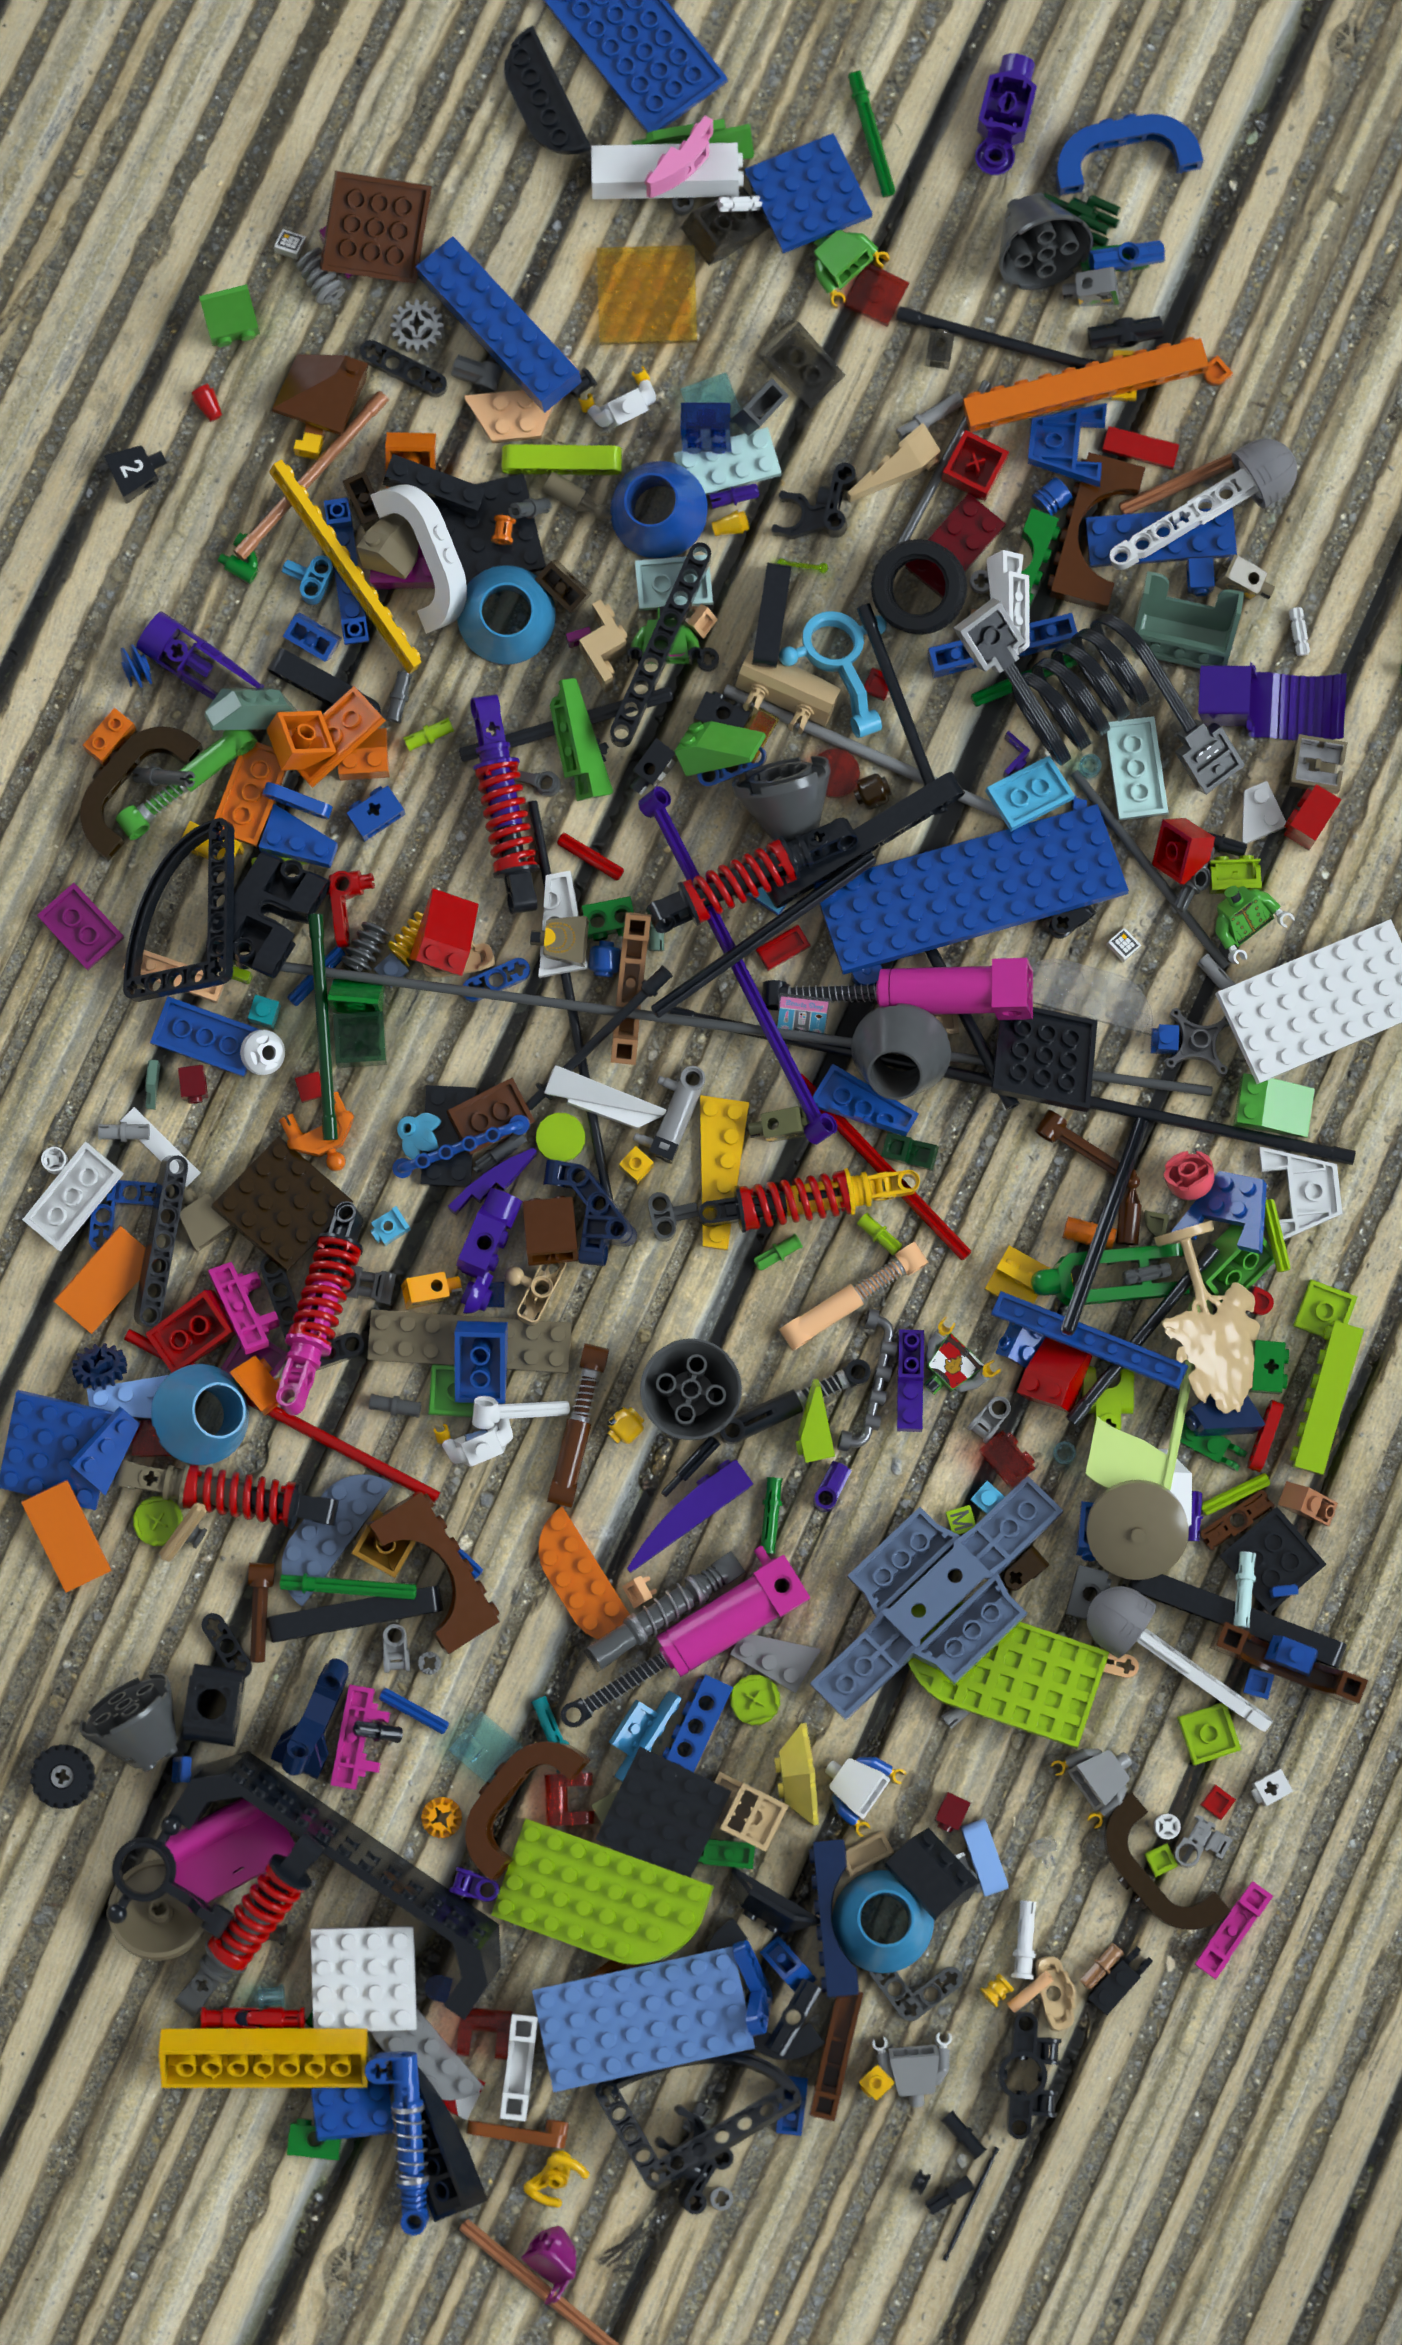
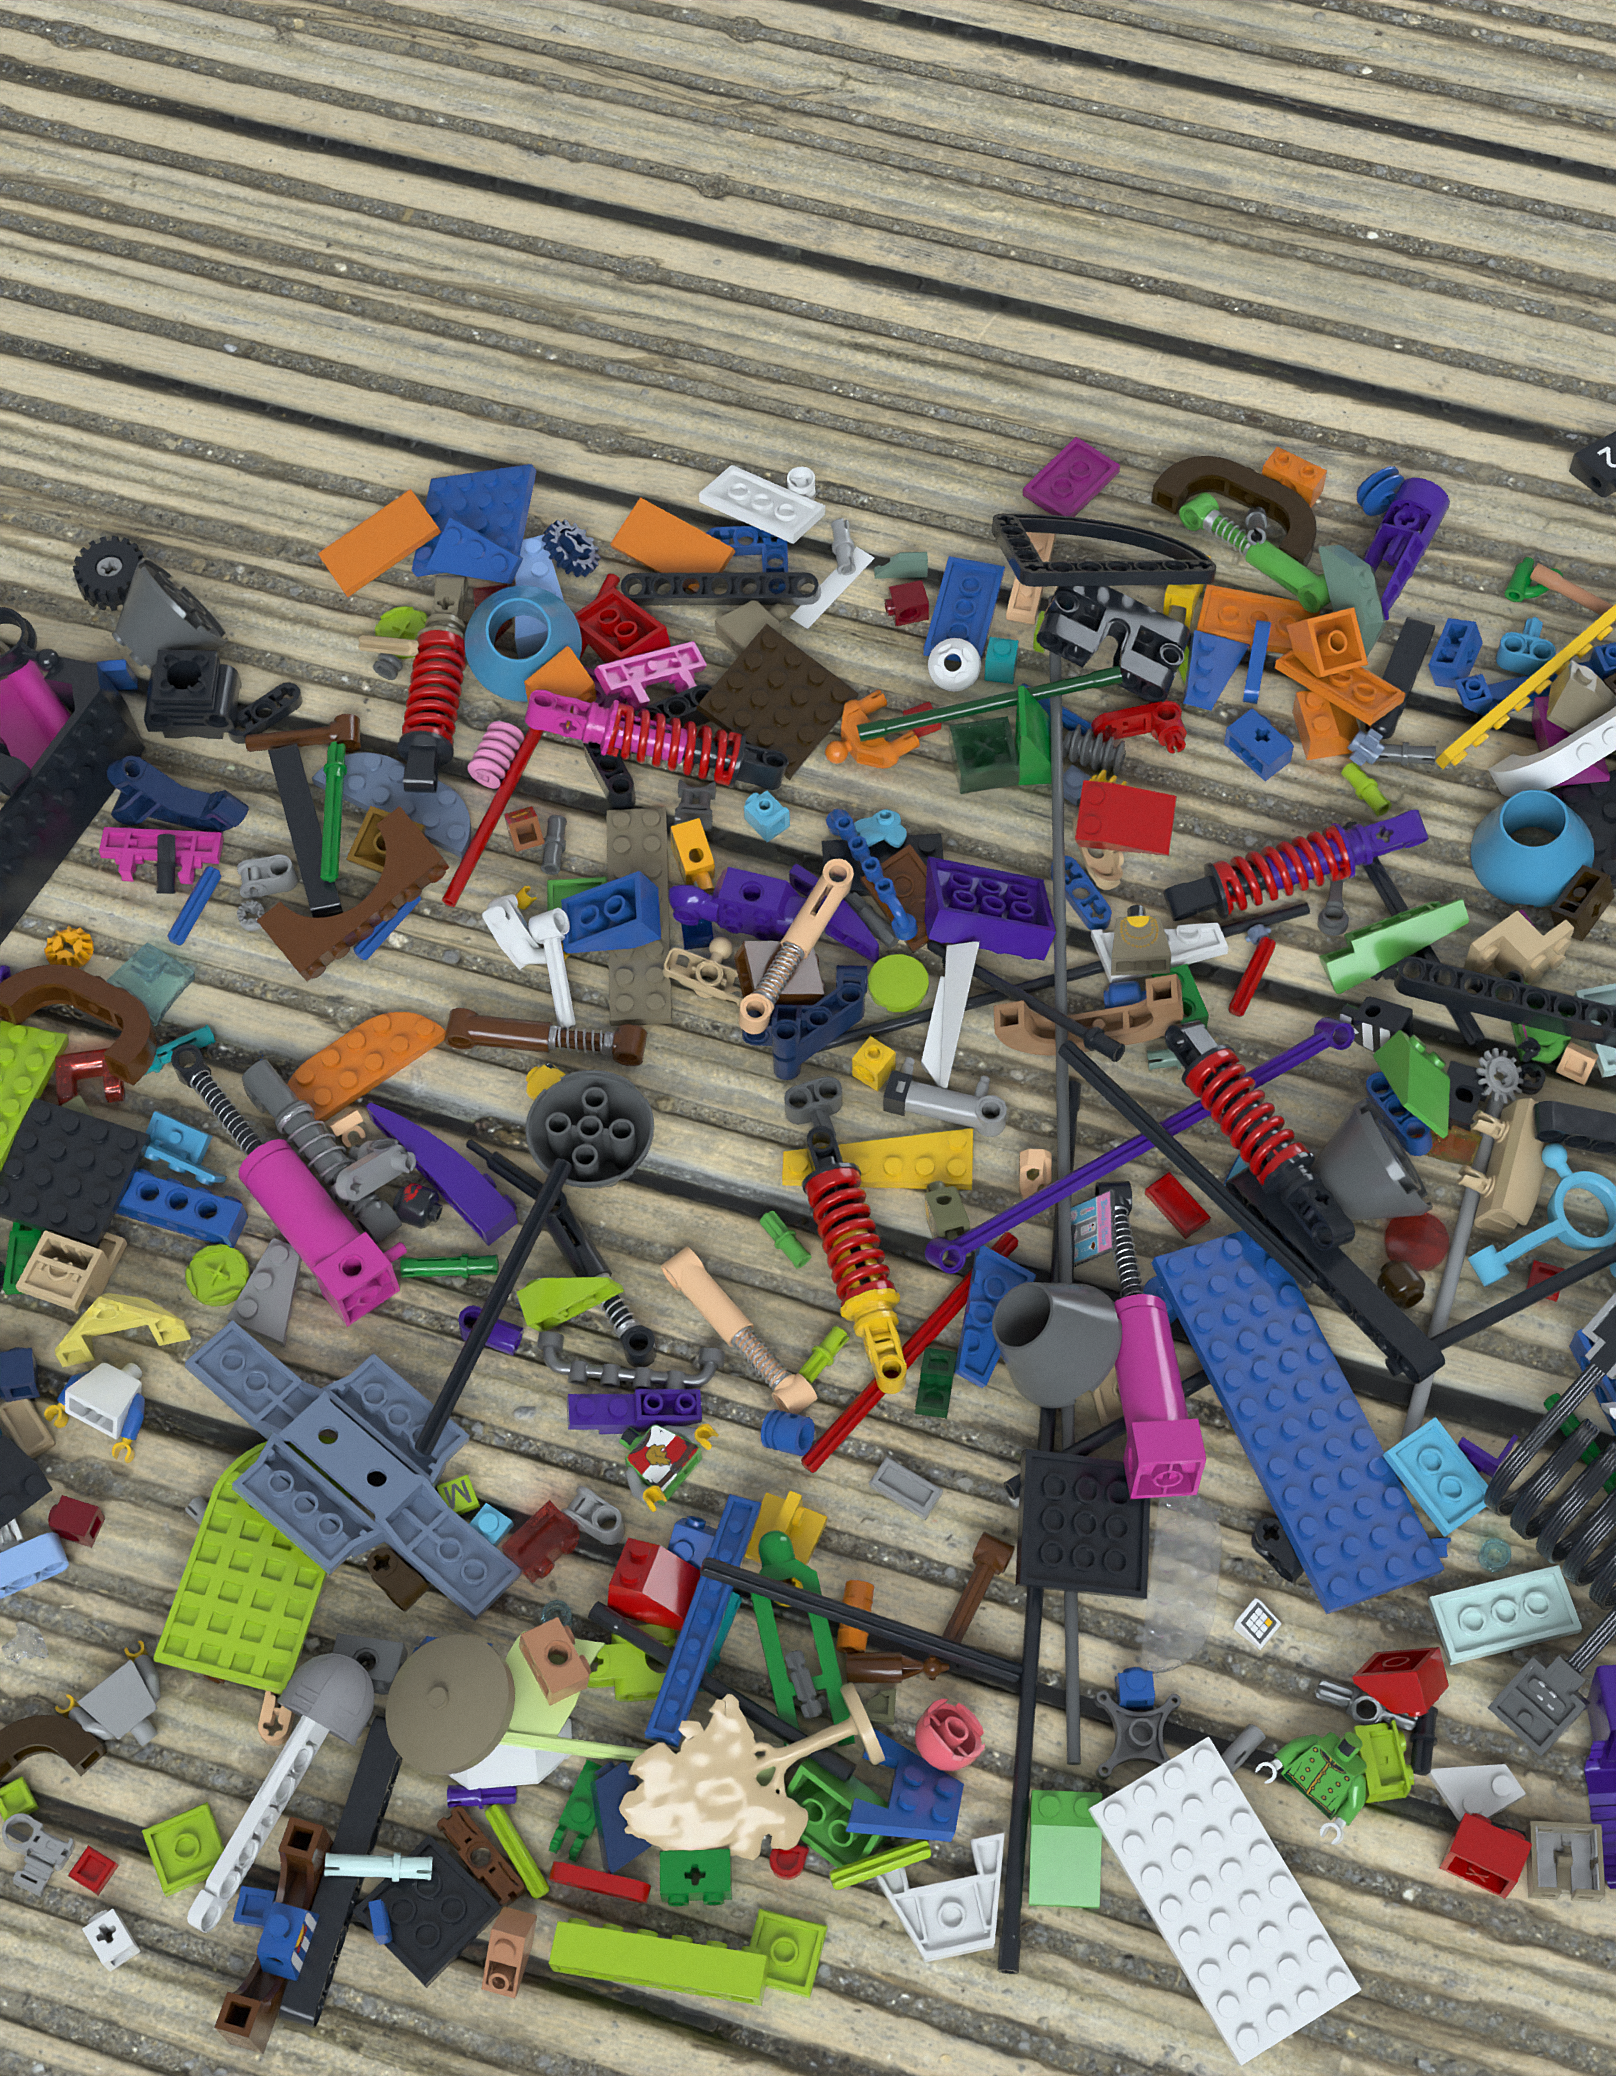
camera: 90 degrees right, 20 degrees down
(301, 1448) = (495, 753): none -> bright pink piece
(381, 1428) = (524, 828): none -> dark orange brick
(397, 727) = (1366, 747): none -> sand blue gear
(510, 1055) = (988, 907): none -> dark purple slope
(538, 1209) = (797, 944): none -> light nougat piece
(552, 845) = (1256, 933): none -> sand blue piece
(678, 1560) = (374, 1166): none -> light grey piece
(700, 678) = (1509, 1070): none -> light grey gear
(718, 1536) = (417, 1205): none -> black head
(749, 1053) = (1034, 1171): none -> light nougat rock
(830, 1475) = (493, 1307): none -> black axle
(943, 1266) = (787, 1432): none -> blue piece
(991, 1184) = (905, 1488): none -> light grey tile
(1106, 1462) = (555, 1680): none -> nougat brick
(1149, 868) = (1369, 1648): dark grey piece -> none
(1172, 1826) = (52, 1796): white wheel -> none

